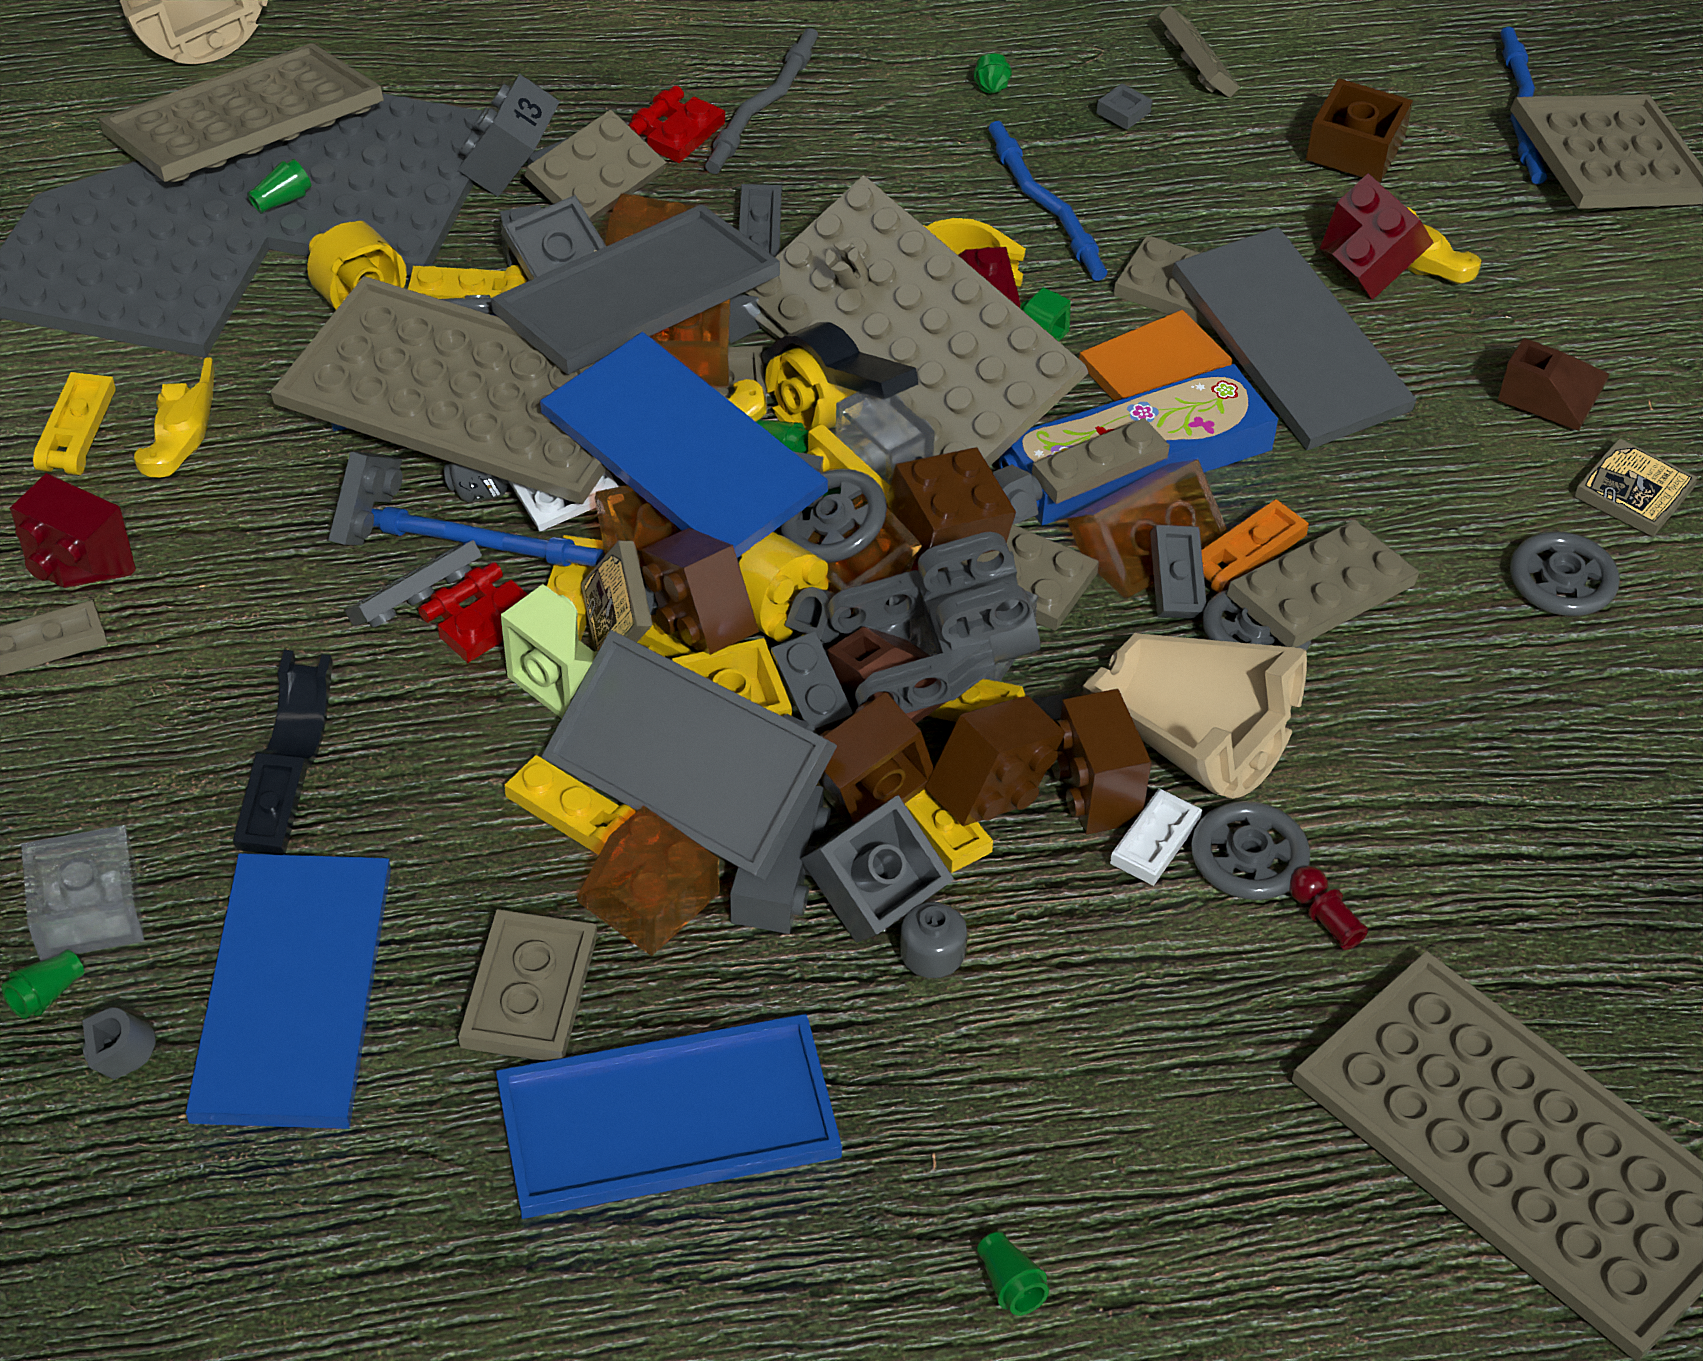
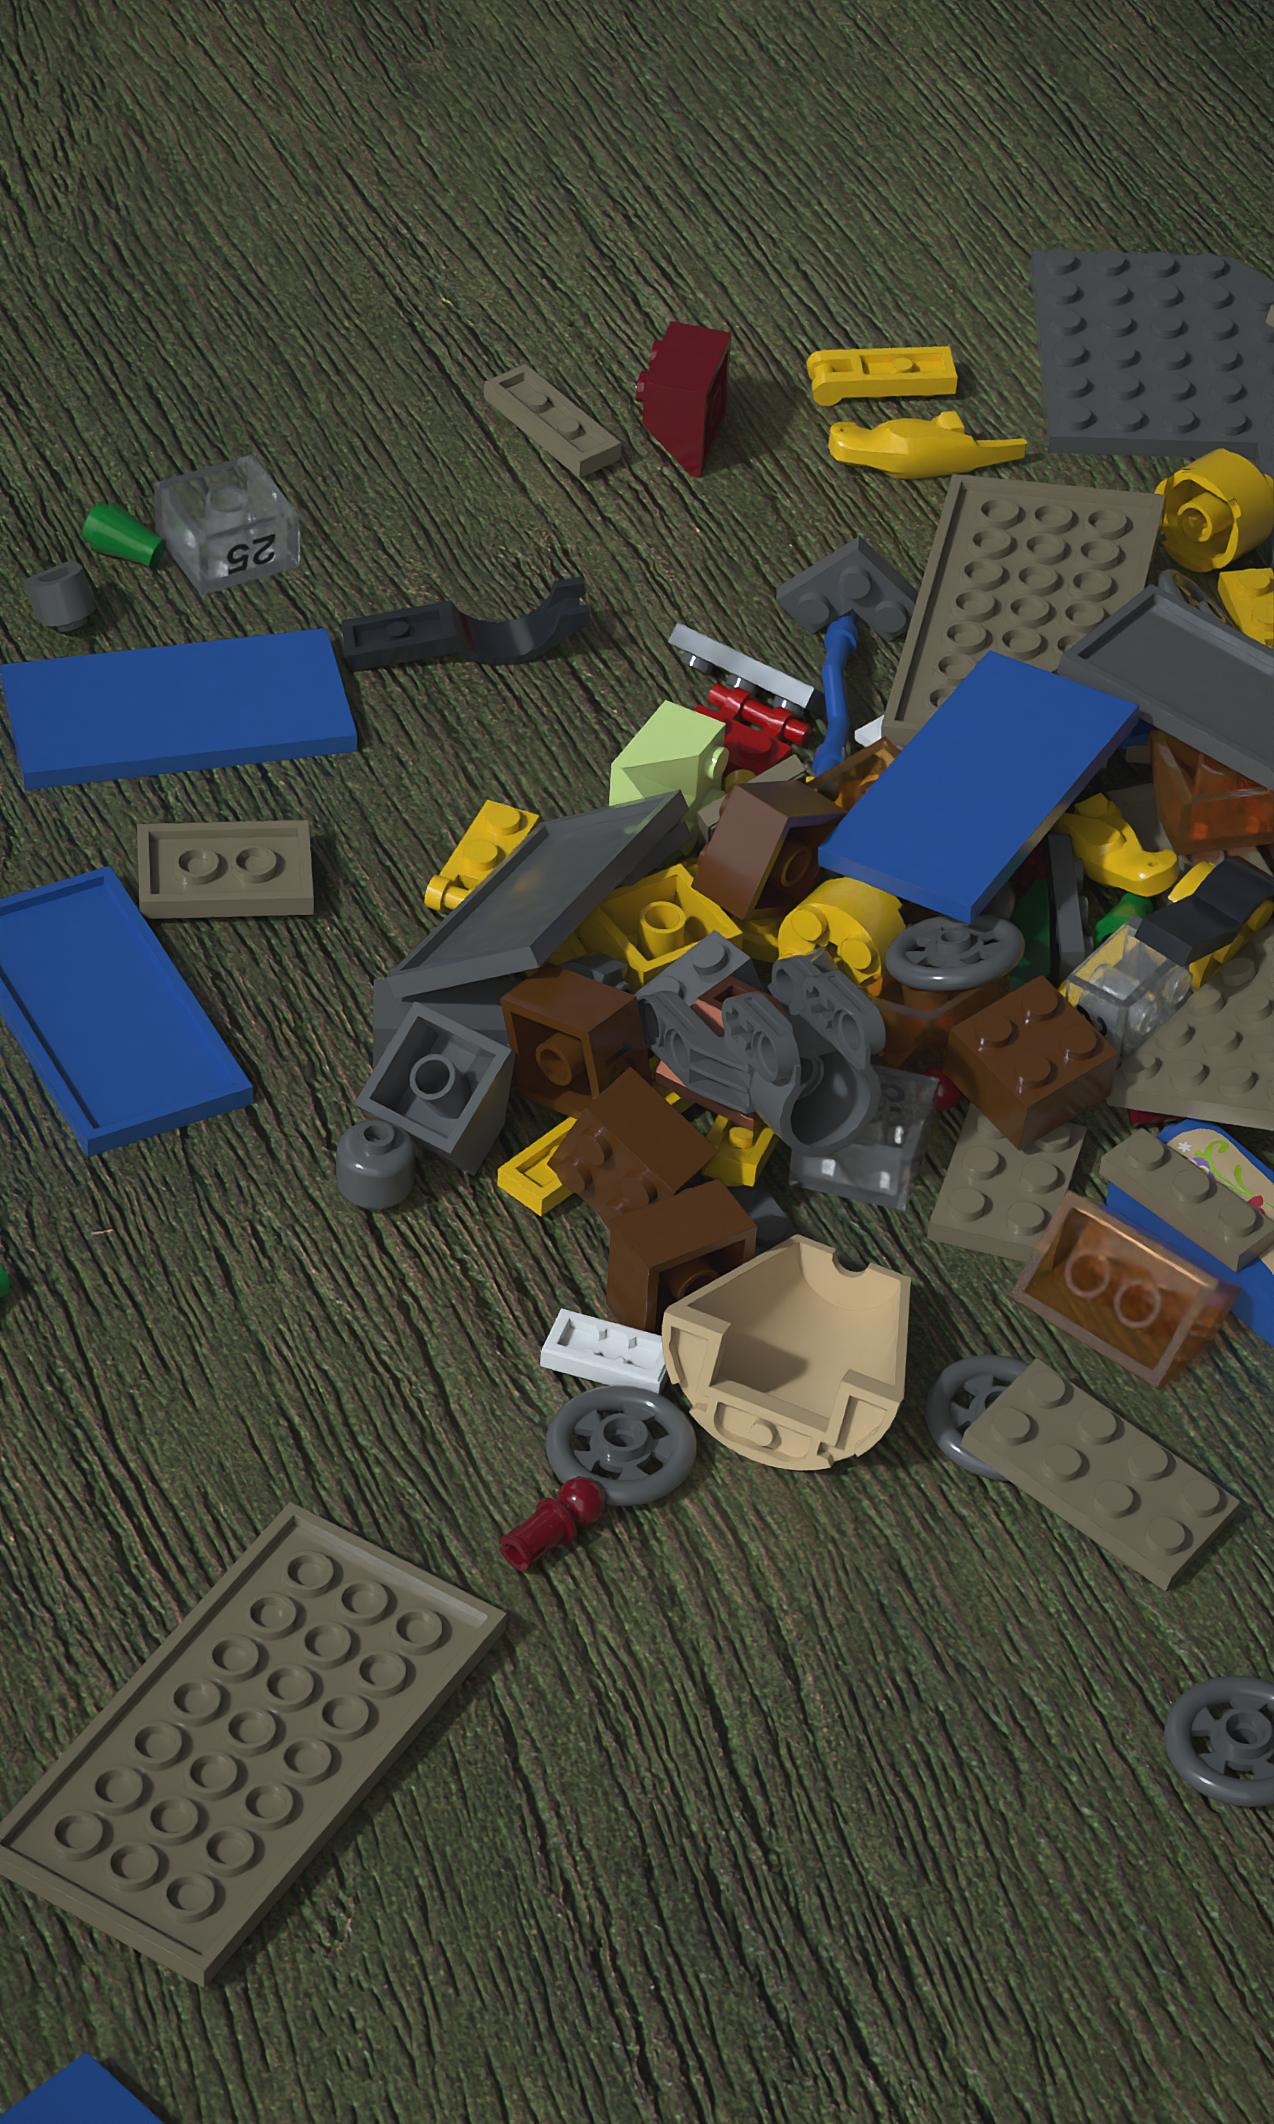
camera: 75 degrees right, 5 degrees down
(650, 880) = (373, 929): clear orange slope -> none
(1021, 490) = (1095, 1129): dark grey plate -> none
(1178, 571) = (1050, 1316): dark grey plate -> none
(1252, 544) = (1147, 1397): orange plate -> none

